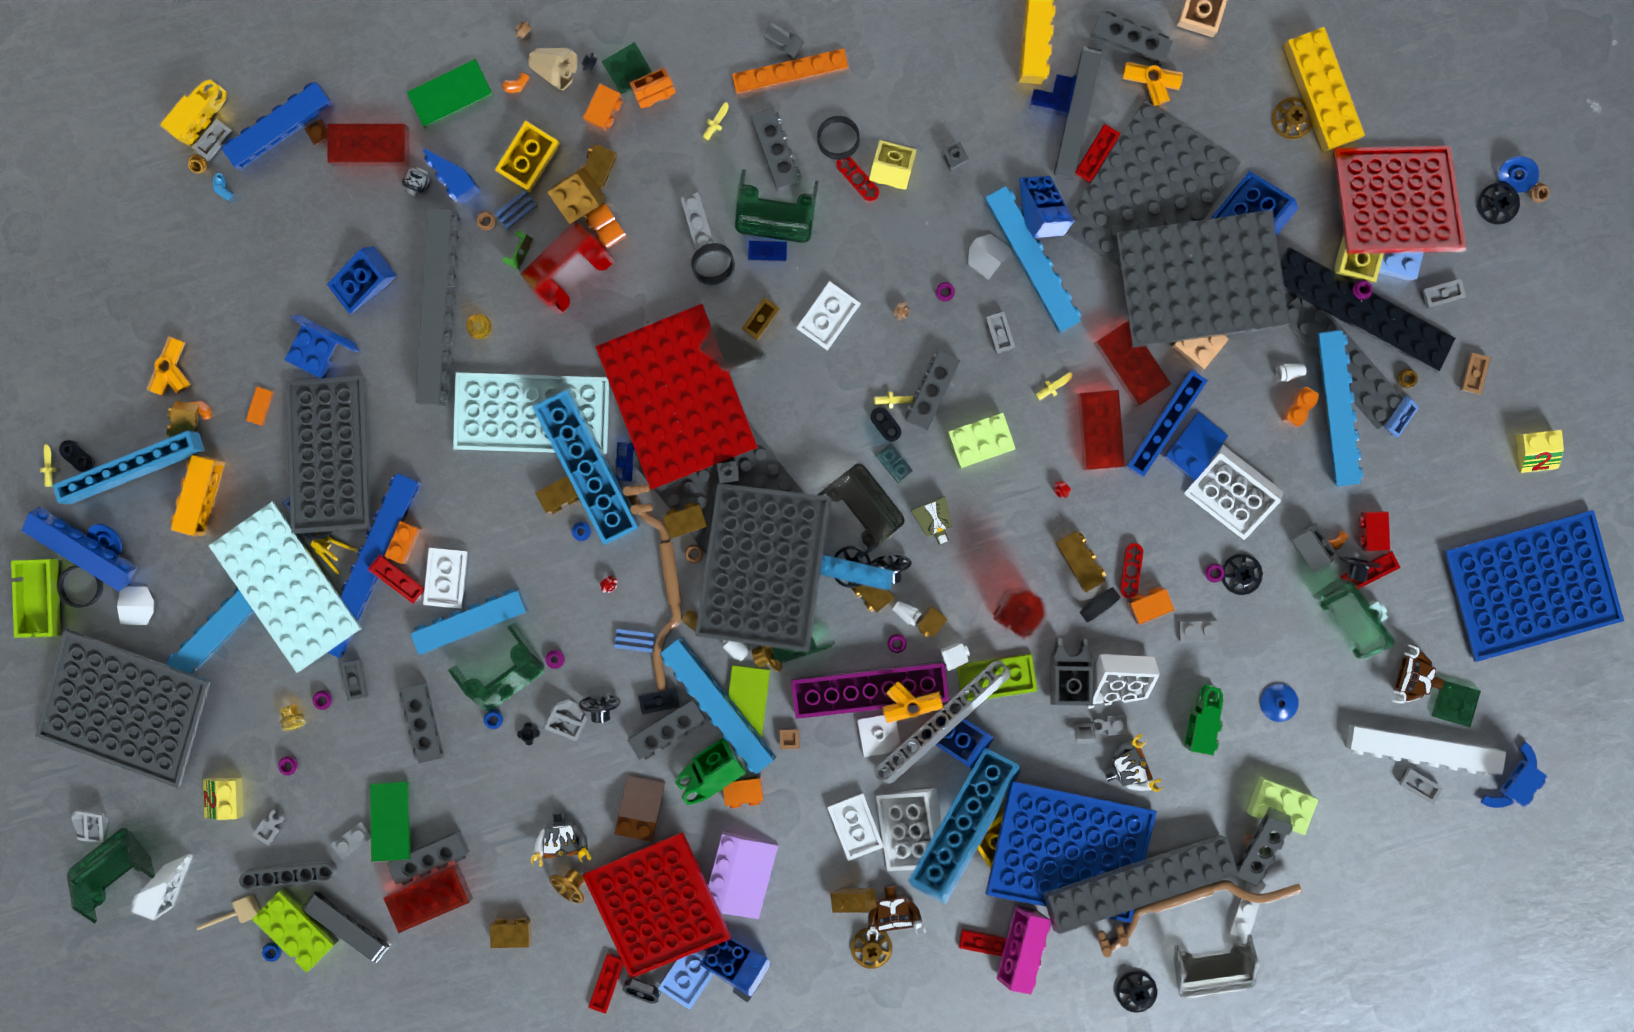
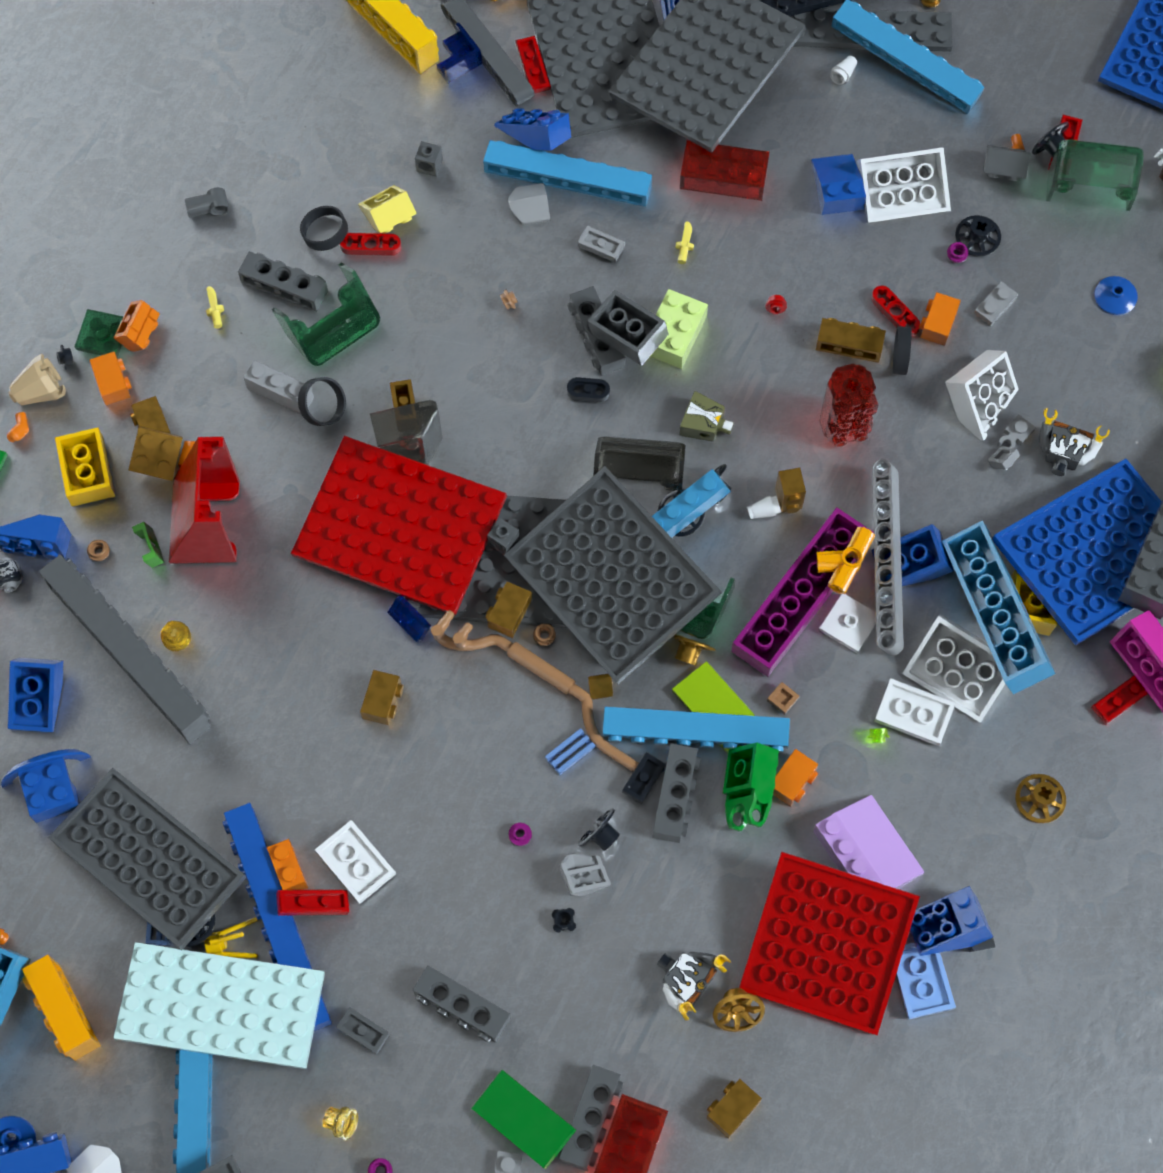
camera: 45 degrees left, 20 degrees down
(259, 406) = (44, 885): orange piece -> none
(316, 700) = (345, 1077): magenta plate -> none
(468, 622) = (413, 877): dark azure brick -> none
(487, 719) = (520, 931): blue plate -> none
(498, 413) = (290, 659): light aqua plate -> none
(514, 210) = (106, 519): medium blue tile -> none
(526, 669) = (497, 917): clear green windscreen -> none
(586, 466) = (381, 645): dark azure brick -> none
(586, 527) = (431, 716): blue plate -> none
(606, 983) = (862, 1065): red tile -> none
(608, 584) = (500, 727): red plate -> none
(640, 808) = (725, 882): reddish brown slope -> none
(641, 991) = (898, 1036): black plate -> none
(736, 649) = (658, 670): white brick -> none
(767, 251) = (355, 357): clear blue plate -> none
(790, 71) = (235, 221): orange plate -> none
(820, 817) = (878, 735): none -> clear neon green plate
(828, 316) = (455, 357): white plate -> none
(853, 900) = (981, 767): pearl gold brick -> none
(875, 597) = (721, 519): pearl gold brick -> none
(890, 400) = (572, 370): light yellow piece -> none
(893, 913) = (1025, 746): torso -> none
(894, 463) = (632, 404): clear light blue hips -> none
(896, 649) = (783, 533): magenta plate -> none
(944, 417) = (628, 327): none -> dark grey brick
(945, 285) = (526, 251): magenta plate -> none
(955, 655) = (837, 496): white slope -> none
(1020, 681) = (911, 473): lime tile -> none
(1071, 669) = (943, 424): dark grey brick -> none
(1101, 430) = (755, 235): clear red brick -> none
(1166, 423) = (798, 184): blue brick -> none
(1200, 351) = (761, 114): light nougat brick -> none
(1205, 722) = (1081, 355): green brick -> none
(1298, 411) = (879, 84): orange brick -> none
(1374, 531) = (1034, 112): red brick -> none
(1401, 417) = (958, 24): medium blue tile -> none

